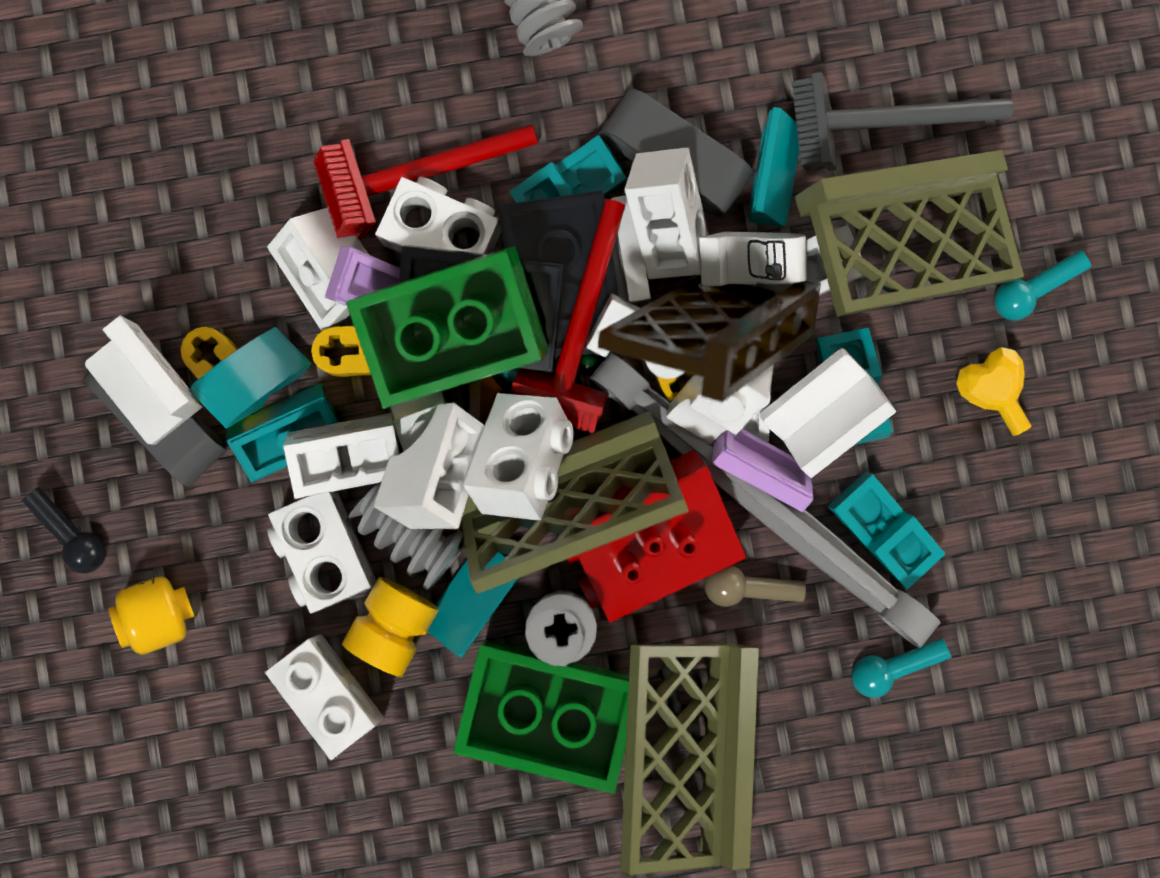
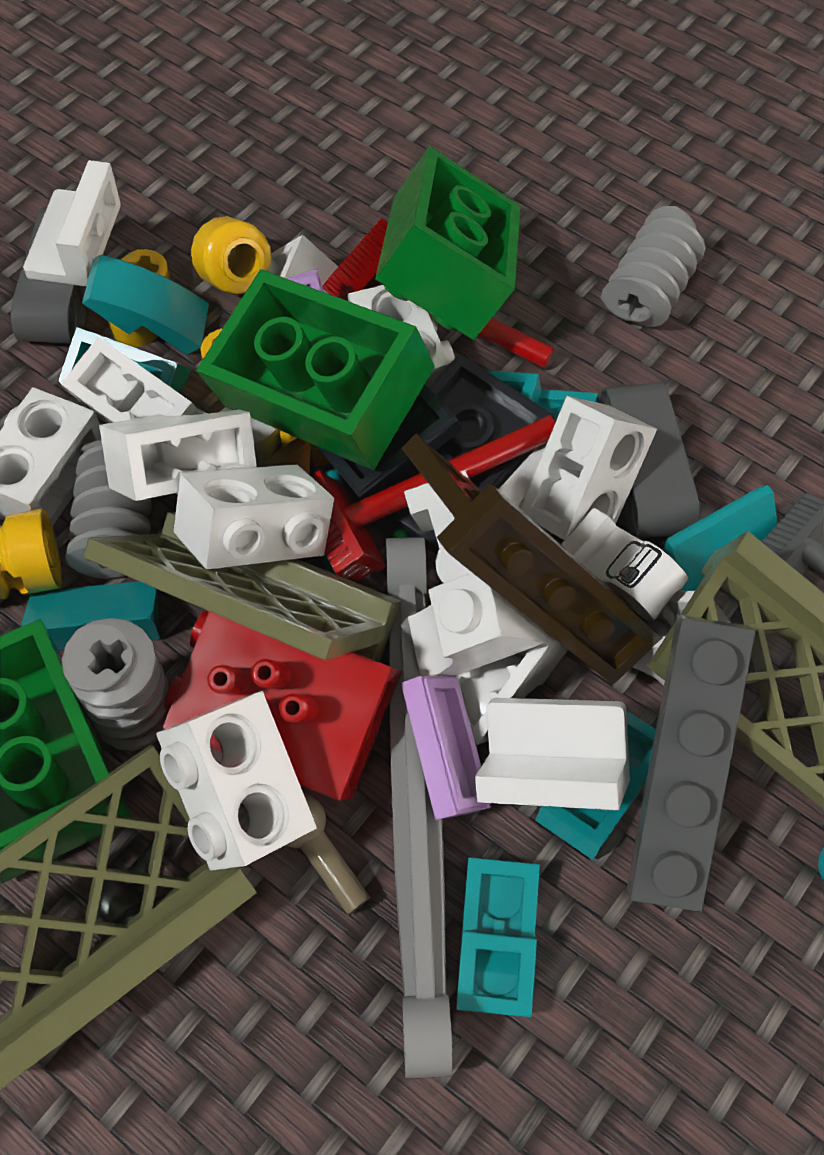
camera: 45 degrees right, 25 degrees down
(255, 280) = (230, 254): none -> yellow head
(404, 128) = (450, 245): none -> green brick
(697, 614) = (251, 773): none -> white brick
(875, 676) = (337, 1067): teal bar -> none
(905, 341) = (690, 762): none -> dark grey plate
(997, 387) = (748, 919): yellow rock -> none

